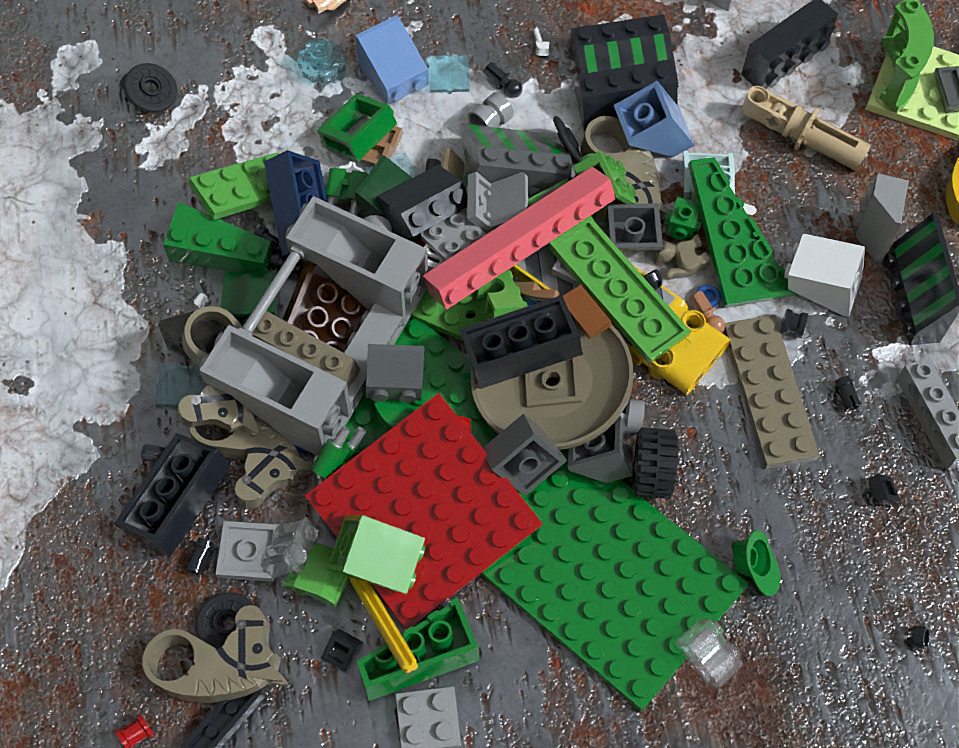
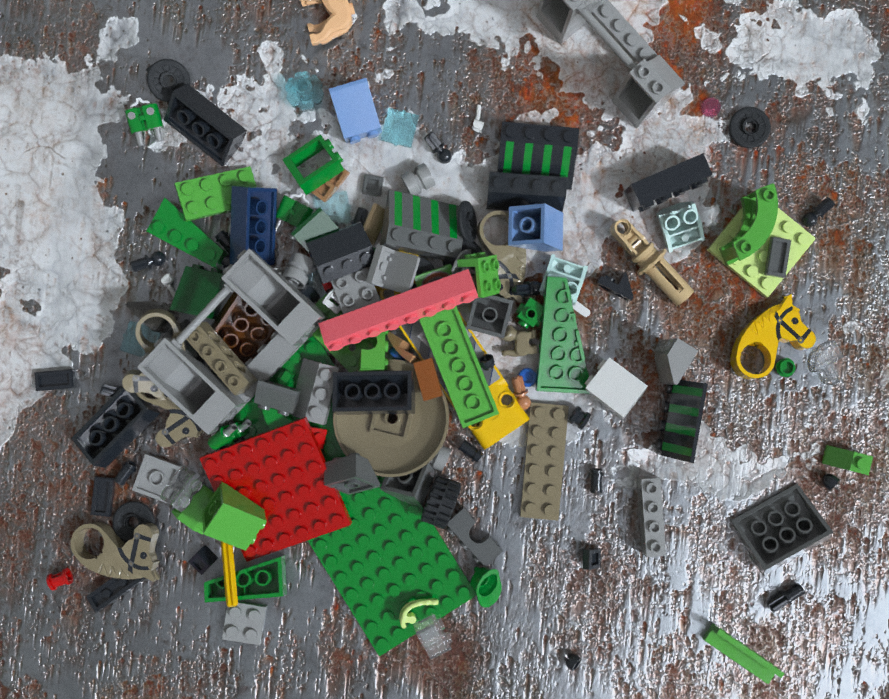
camera: 20 degrees right, 25 degrees up
(72, 465) = (55, 380): none -> black tile
(129, 134) = (143, 120): none -> green piece
(173, 600) = (103, 496): none -> black tile
(180, 284) = (157, 258): none -> black axle
(207, 122) = (204, 124): none -> black slope
(435, 138) = (372, 185): none -> dark grey tile
(443, 368) = (316, 391): none -> light grey slope
(662, 633) = (406, 617): none -> yellowish green piece
(667, 194) = (527, 288): none -> black axle
(669, 401) = (470, 451): none -> black pin
(732, 520) = (485, 549): none -> dark grey arch
(780, 170) = (621, 289): none -> black slope
(825, 87) = (680, 225): none -> light aqua slope

